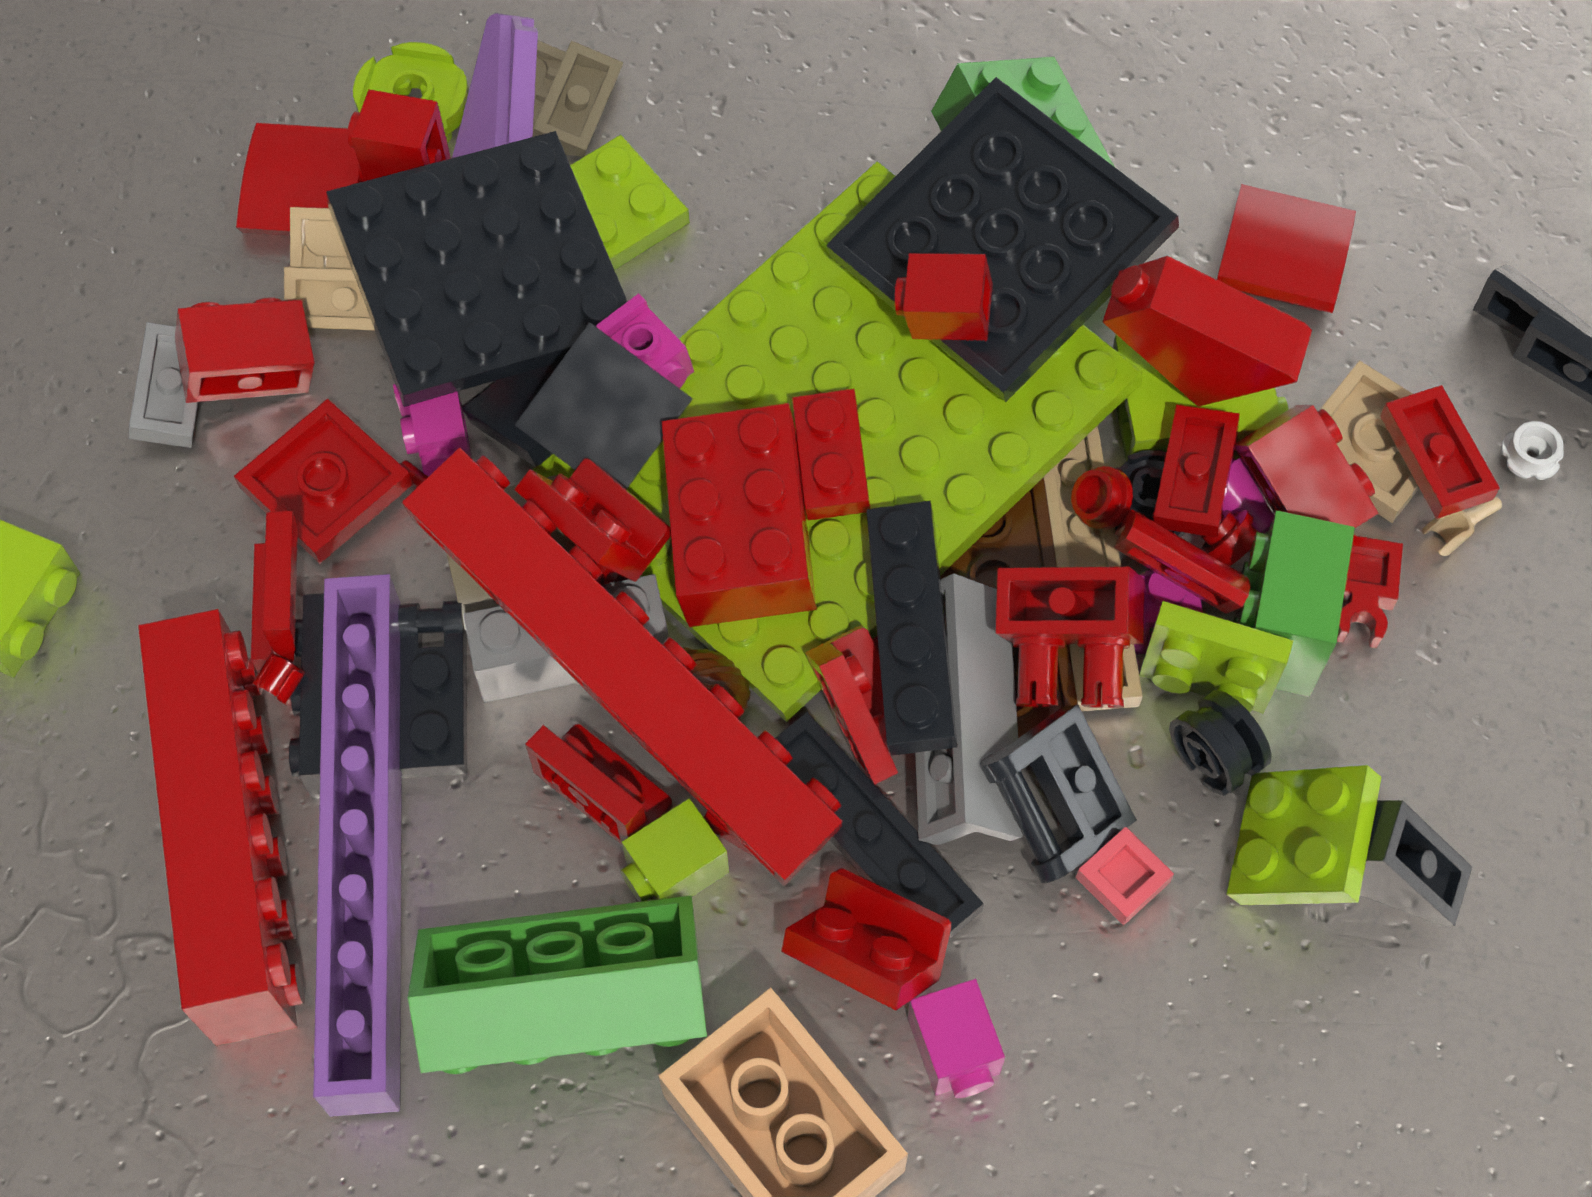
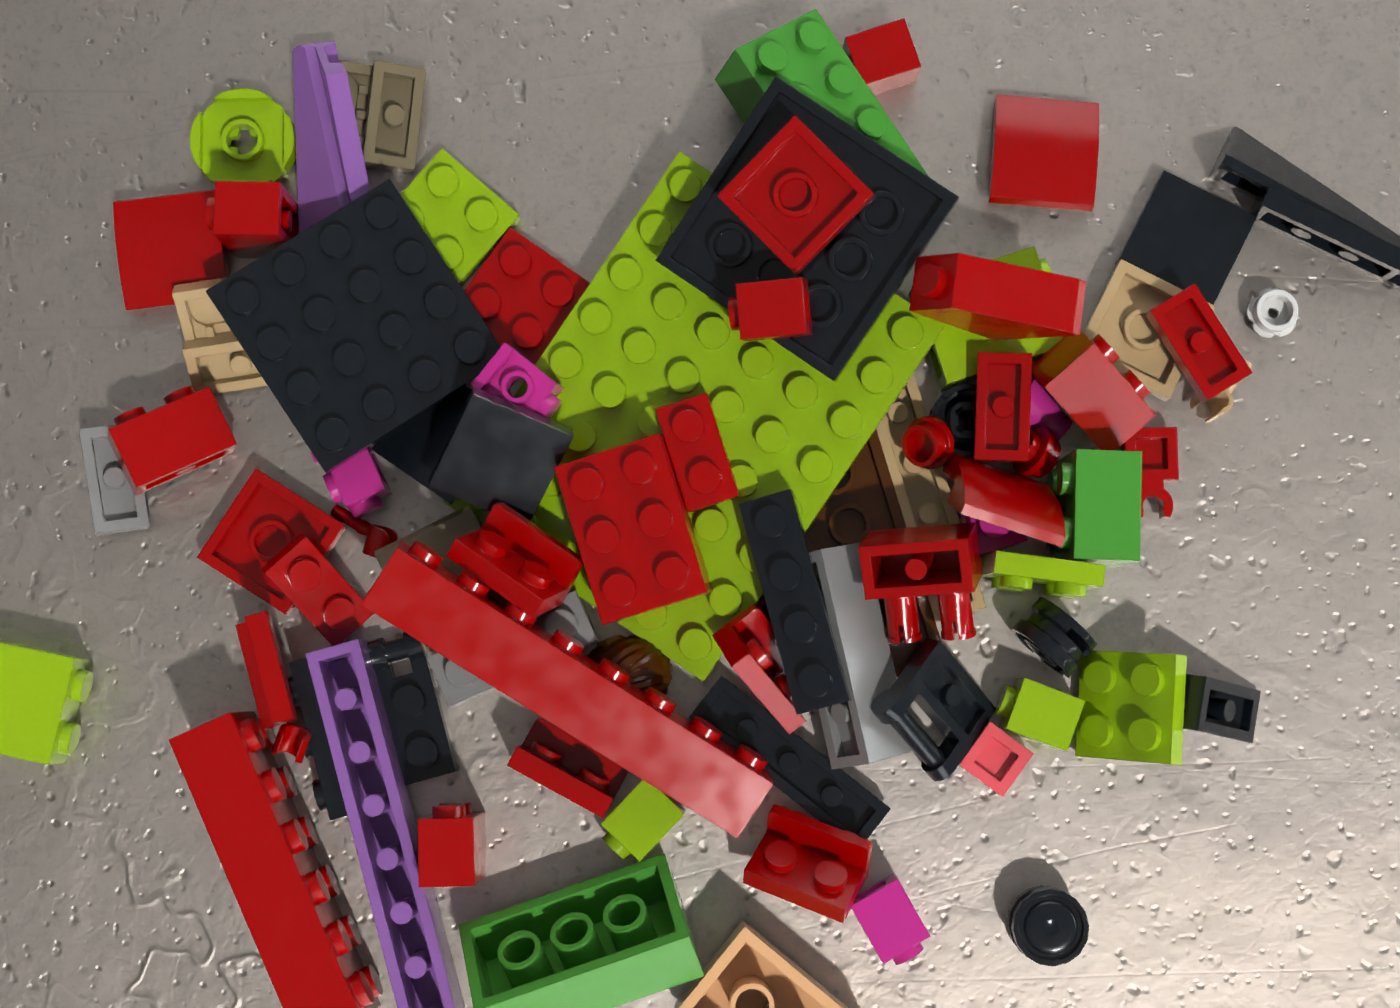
camera: 15 degrees left, 20 degrees up
(358, 526) = (317, 590): none -> red plate
(435, 832) = (451, 846): none -> red brick
(676, 277) = (524, 294): none -> red plate
(996, 185) = (796, 195): none -> red plate
(1124, 123) = (884, 56): none -> red brick
(1160, 1089) = (1048, 925): none -> black wheel
(1189, 829) = (1039, 713): none -> lime brick
(1444, 346) = (1187, 236): none -> black tile

